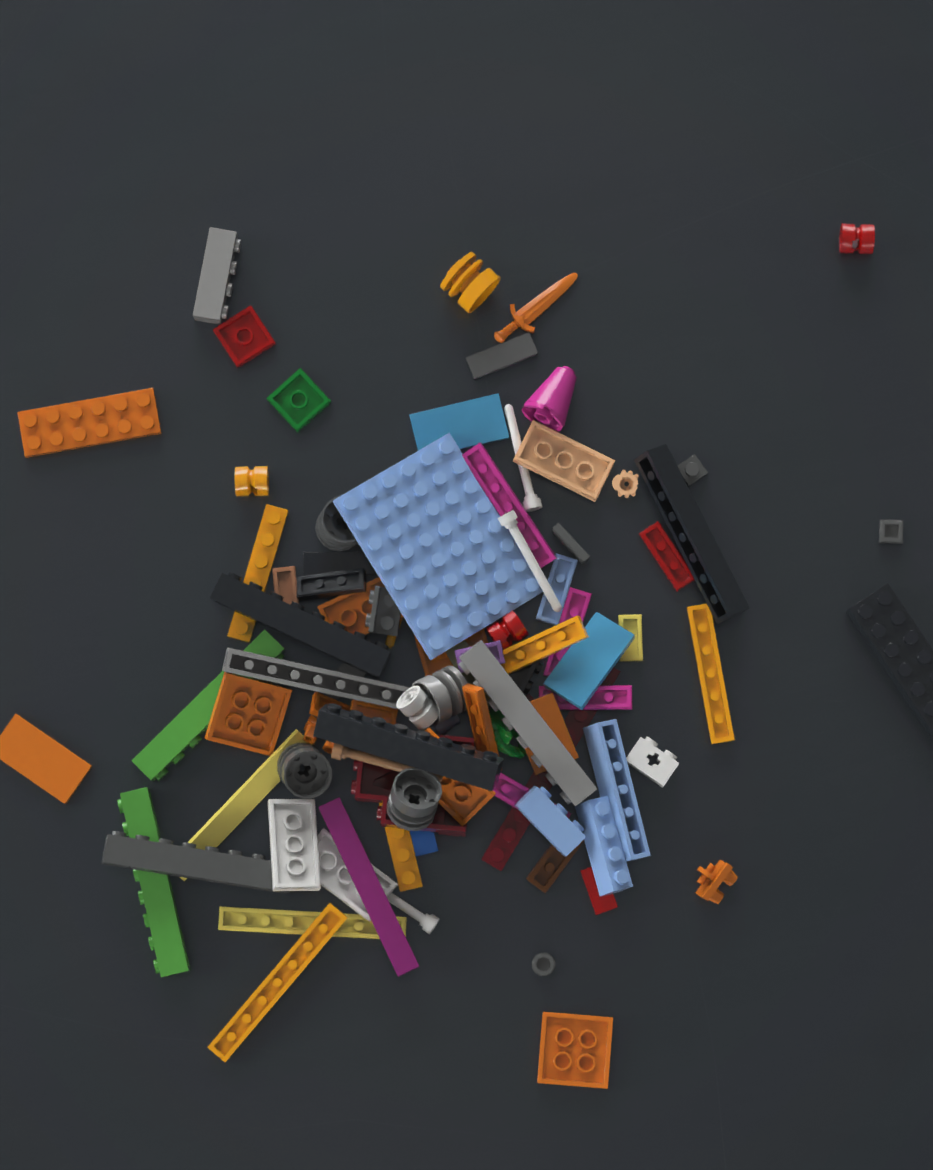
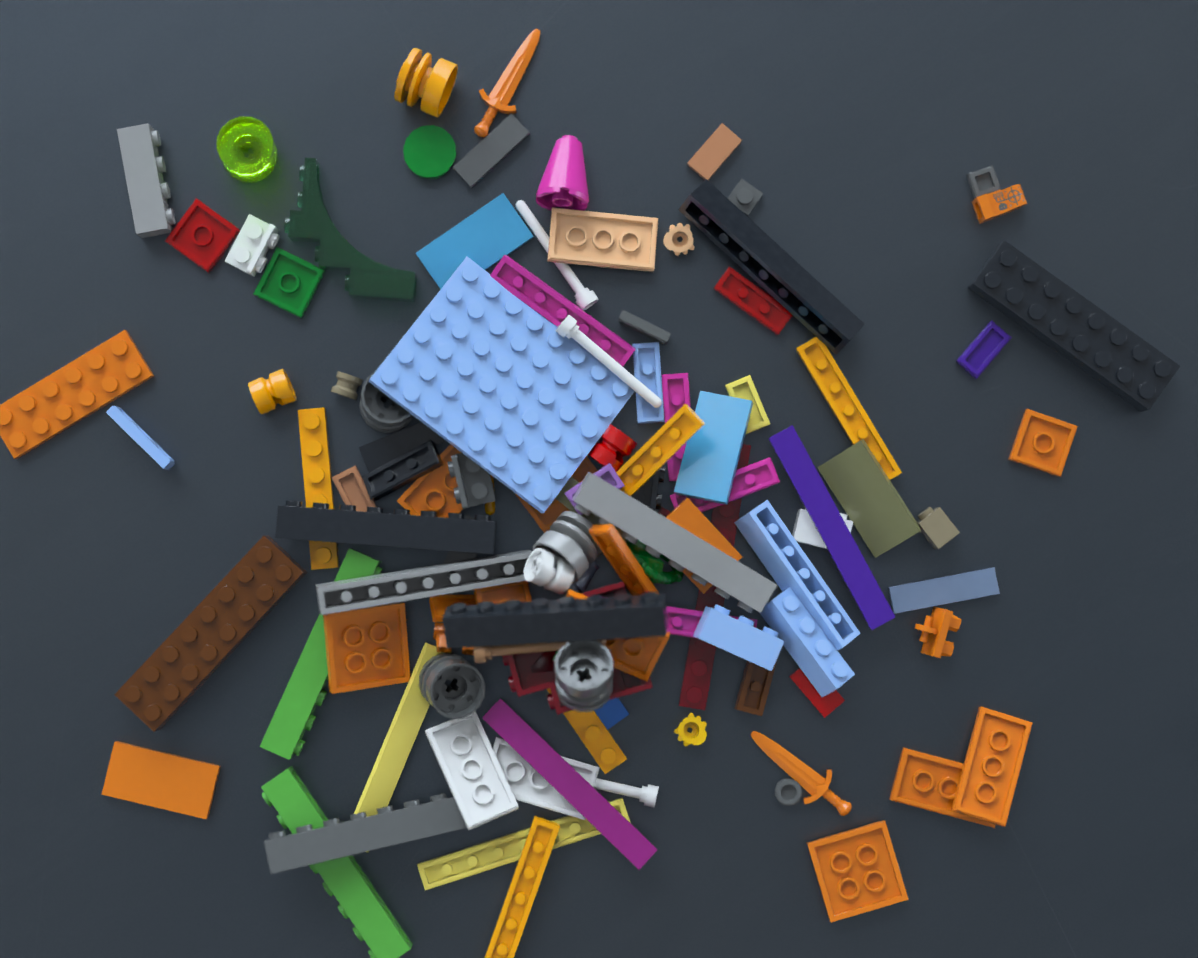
camera: 25 degrees left, 5 degrees up
(127, 655) = (211, 633): none -> reddish brown brick
(132, 478) = (141, 437): none -> light blue tile
(281, 359) = (252, 245): none -> white bracket
(302, 270) = (240, 136): none -> clear neon green wheel
(313, 499) = (347, 385): none -> dark tan wheel
(337, 361) = (313, 224): none -> clear green arch
(452, 338) = (429, 152): none -> green tile
(489, 883) = (698, 733): none -> yellow animal
(560, 953) = (807, 777): none -> orange sword
(659, 761) = (831, 527): none -> dark purple tile
(676, 1011) = (929, 783): none -> orange tile
(681, 425) = (714, 152): none -> nougat tile
(700, 750) = (869, 498): none -> olive tile
(717, 1006) = (992, 766): none -> orange tile
(733, 849) = (943, 590): none -> sand blue tile
(746, 794) = (936, 527): none -> dark tan brick
(839, 666) = (983, 349): none -> dark purple tile
(859, 760) = (1043, 442): none -> orange tile
(897, 552) = (998, 203): none -> orange leg

